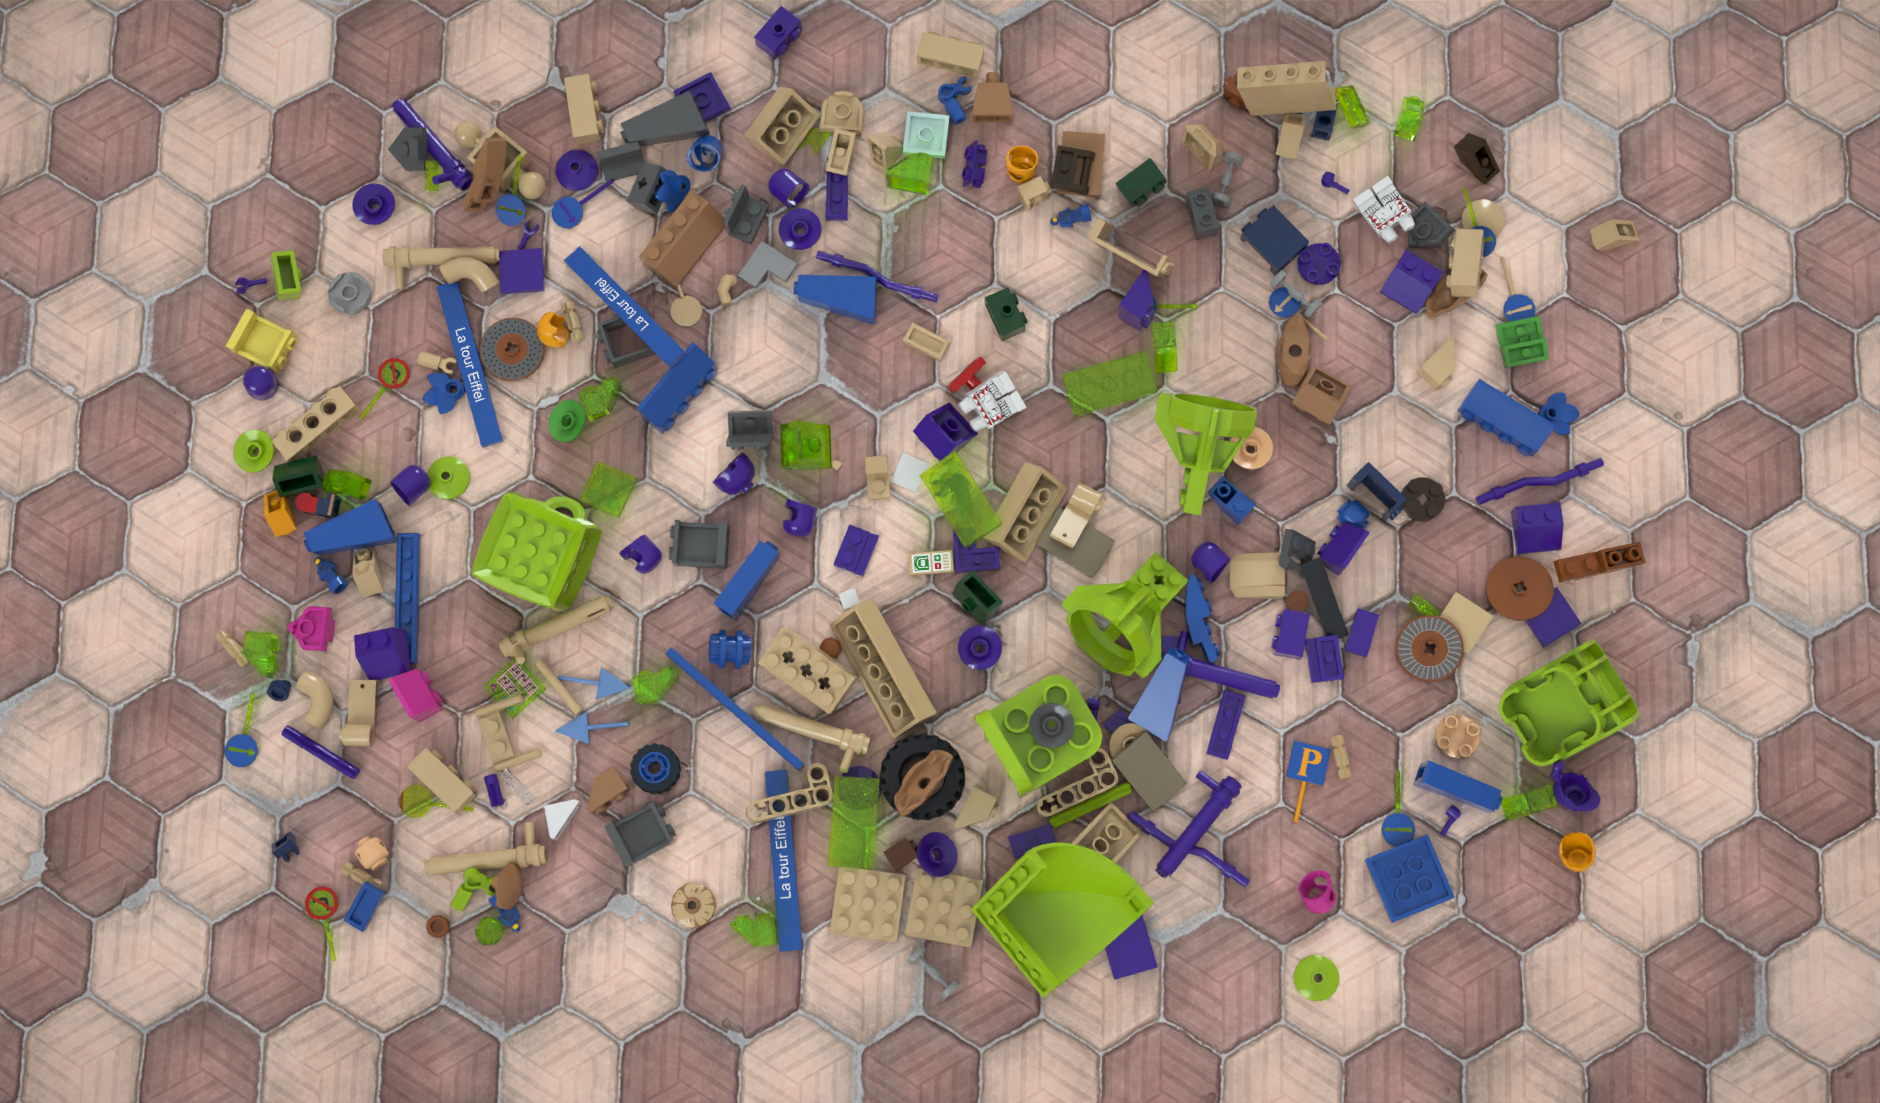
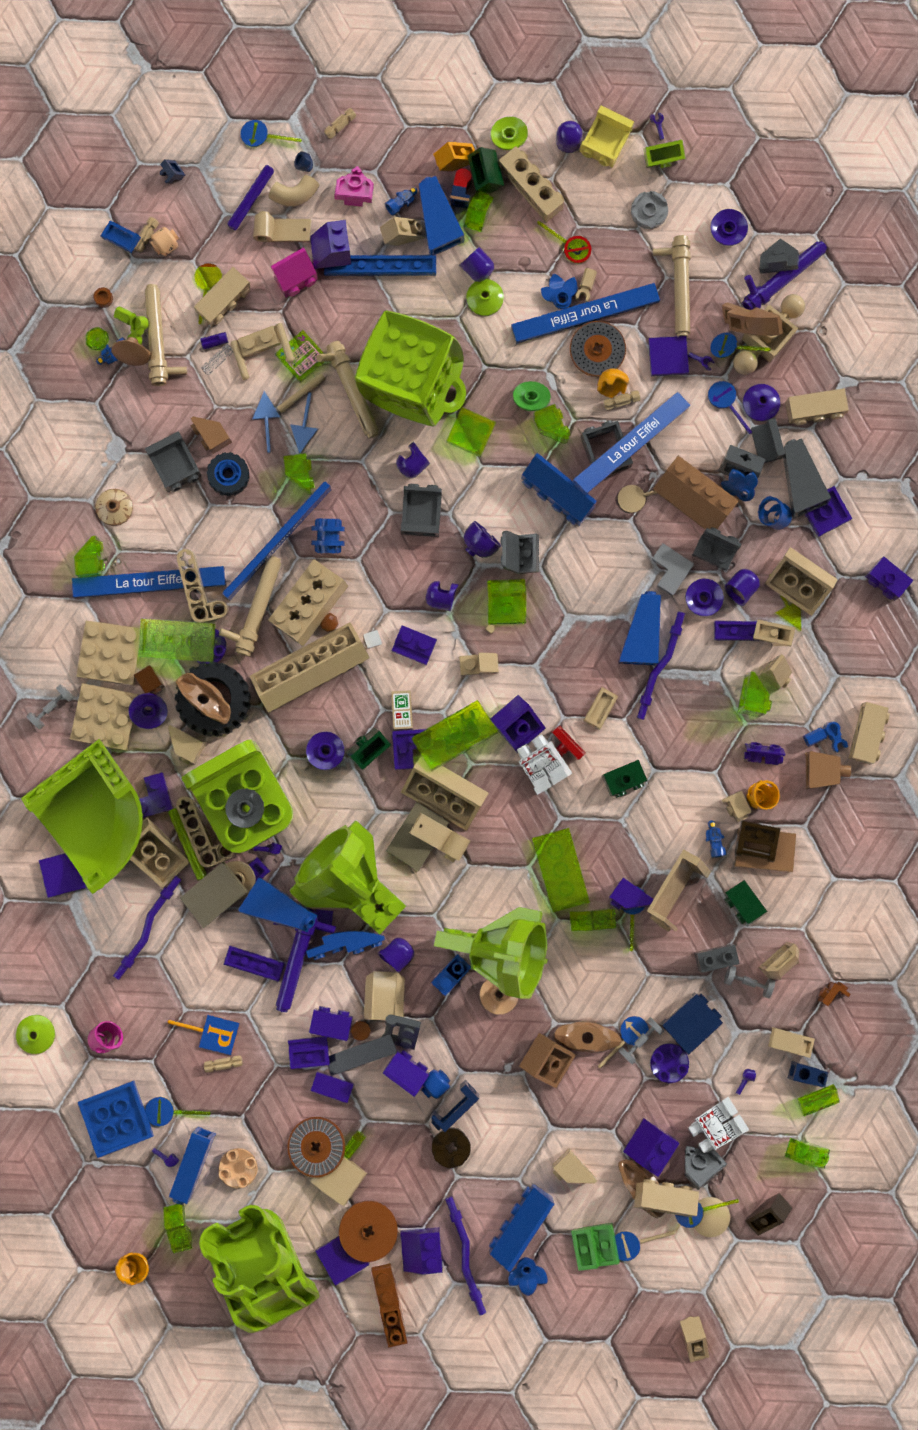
camera: 85 degrees right, 5 degrees up
(261, 651) = (335, 145): clear neon green slope -> none
(321, 905) = (123, 202): piece -> none
(431, 170) = (758, 275): clear neon green piece -> none
(469, 268) = (668, 312): tan cylinder -> none
(559, 816) = (190, 394): white slope -> none
(723, 288) = (650, 530): tan arm -> none
(747, 580) = (387, 550): blue slope -> none
(842, 112) = (812, 635): tan tile -> none
(908, 472) = (484, 692): white sticker -> none
(926, 134) = (792, 710): light aqua plate -> none
(1219, 800) = (188, 956): dark purple cylinder -> none
(1286, 88) = (830, 1038): tan panel -> none
(1573, 790) = (184, 1270): dark purple piece -> none

